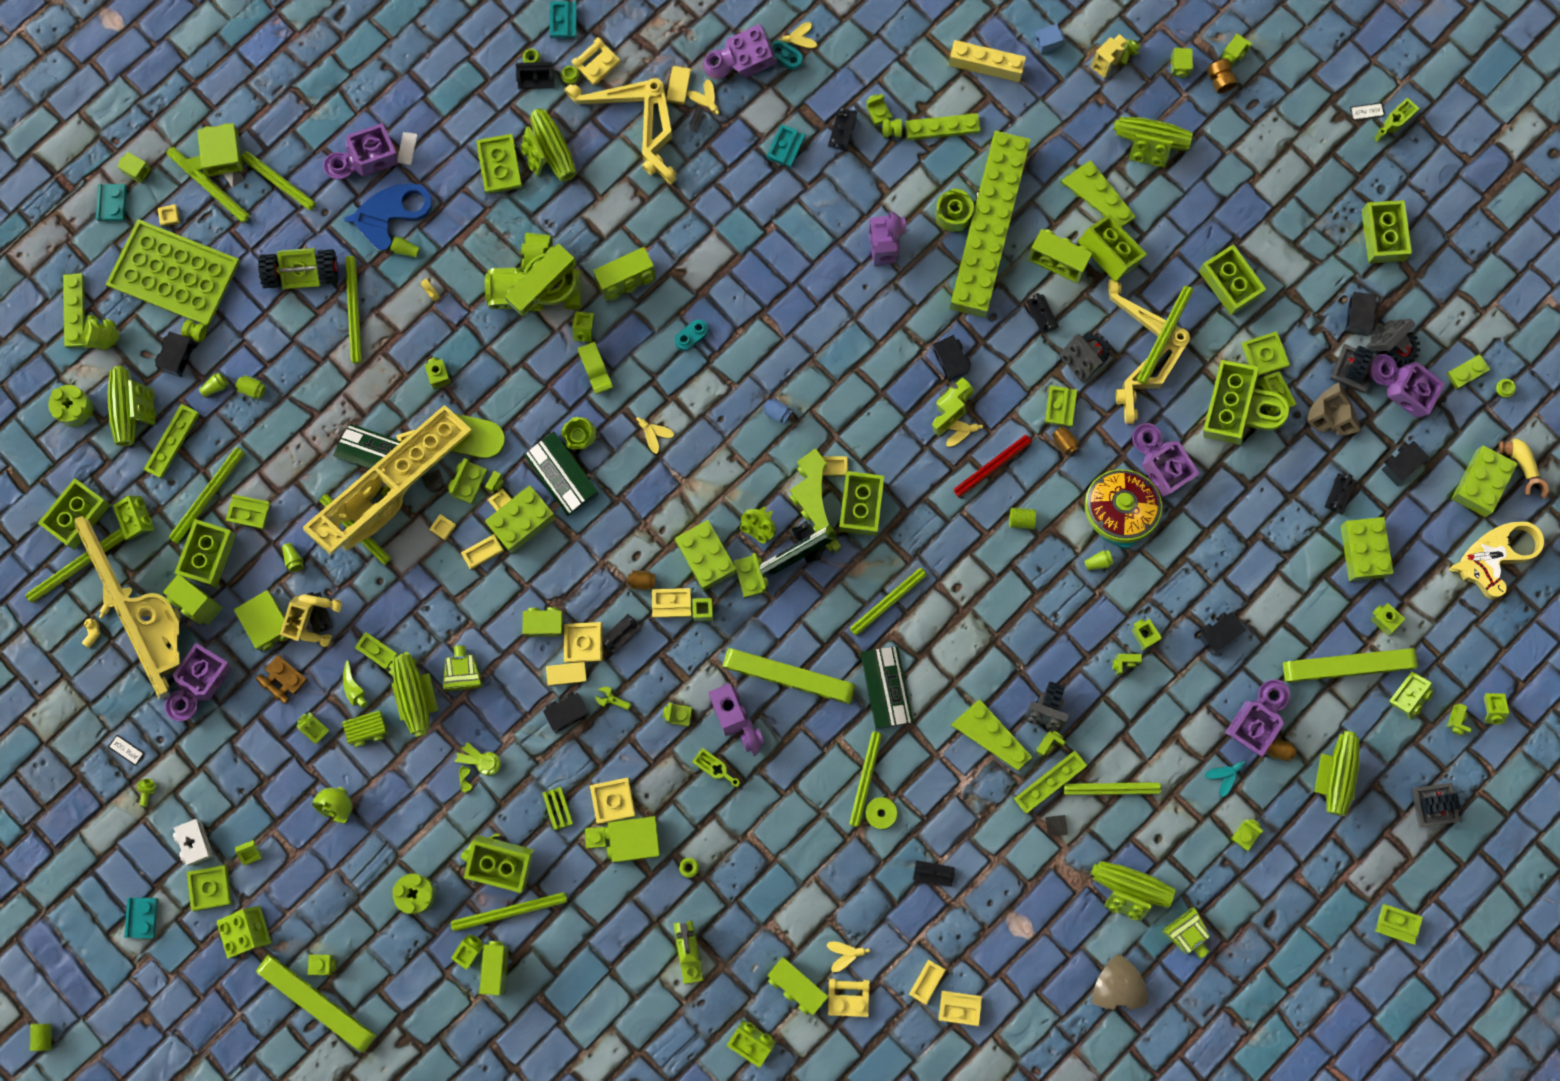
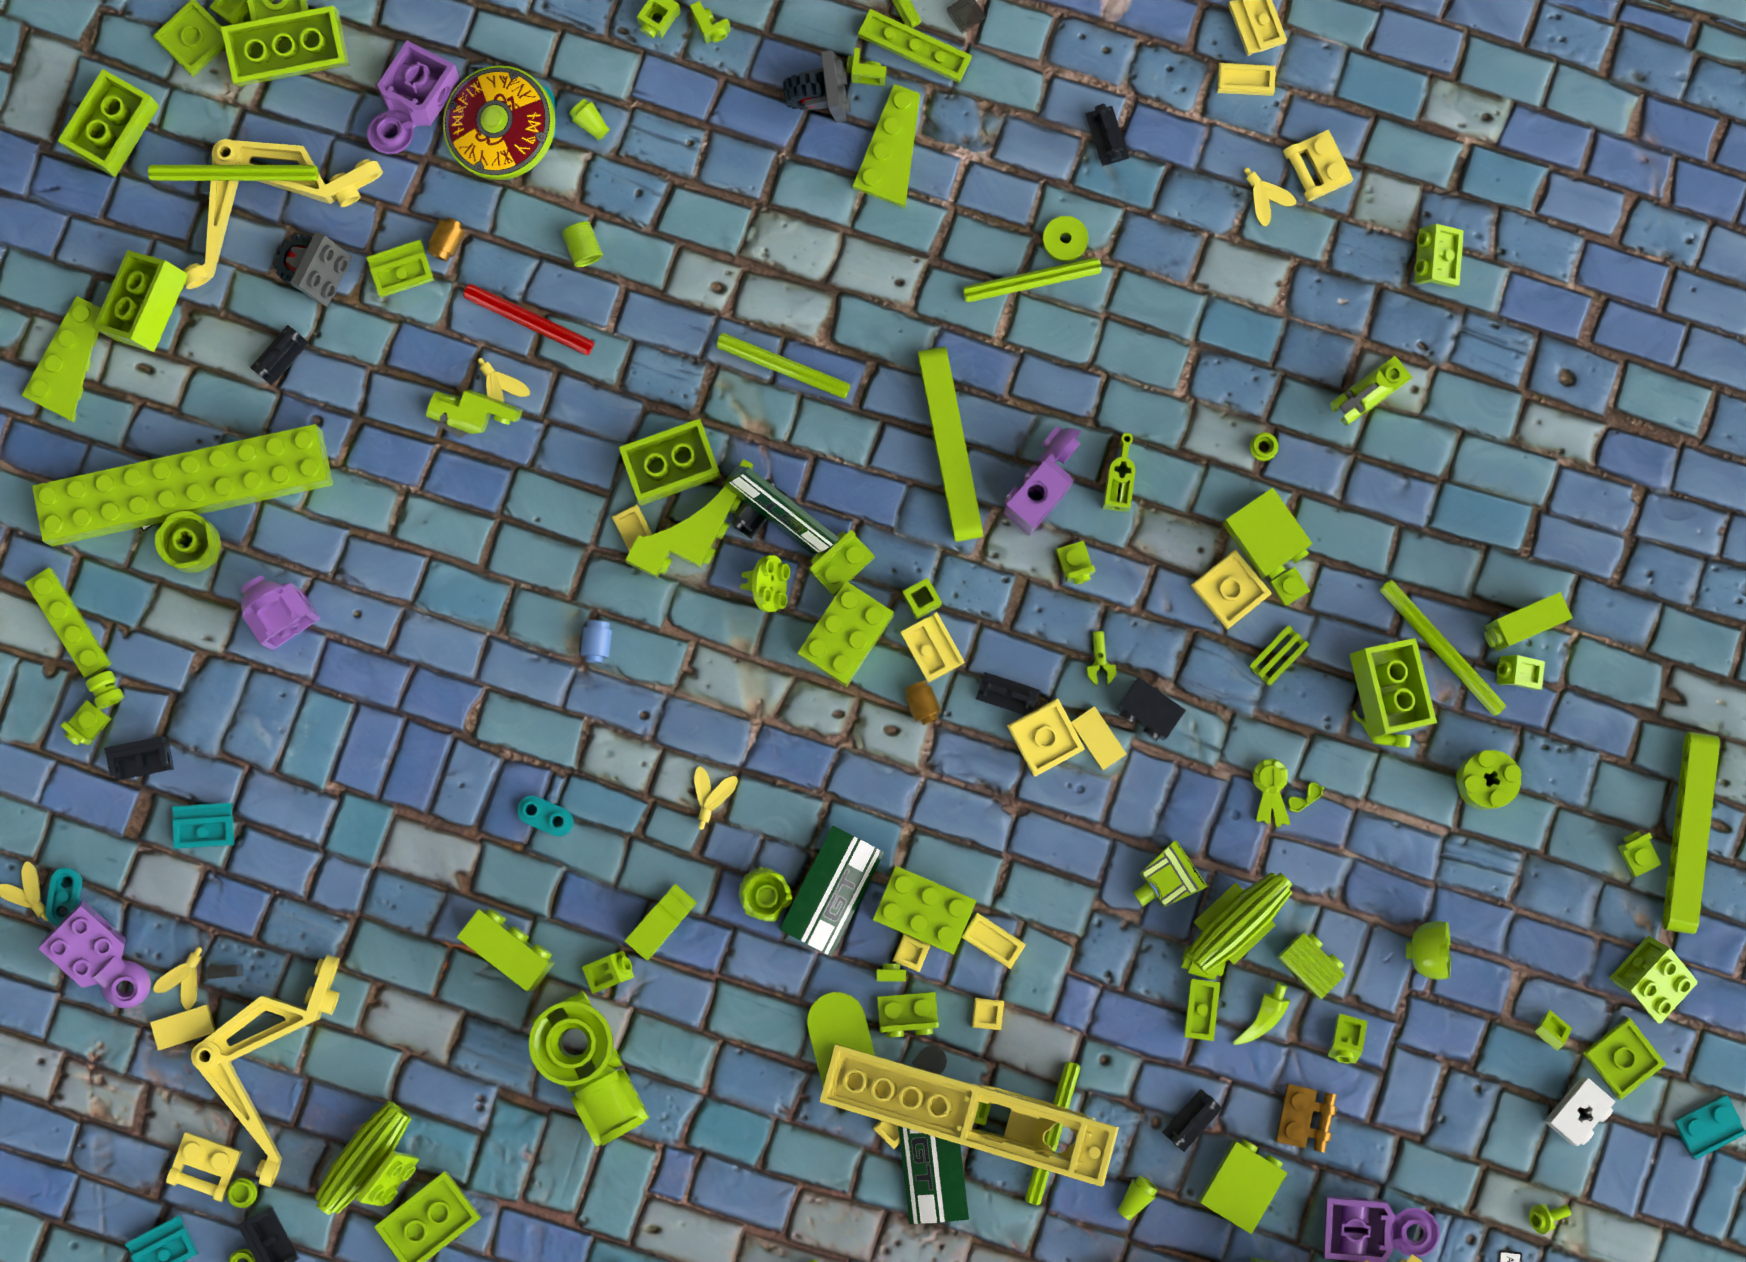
camera: 120 degrees left, 5 degrees up
(299, 615) = (1213, 1134): light yellow torso -> none
(430, 290) = (663, 1217): light yellow tile -> none
(440, 378) = (780, 1129): lime brick -> none
(535, 245) = (532, 1093): lime brick -> none
(540, 279) = (581, 1051): lime brick -> none
(542, 623) = (1048, 804): lime brick -> none
(796, 987) = (1340, 234): lime brick -> none
(886, 687) = (899, 312): dark green slope -> none
(951, 358) = (404, 444): black brick -> none
(1059, 255) = (186, 365): lime brick -> none

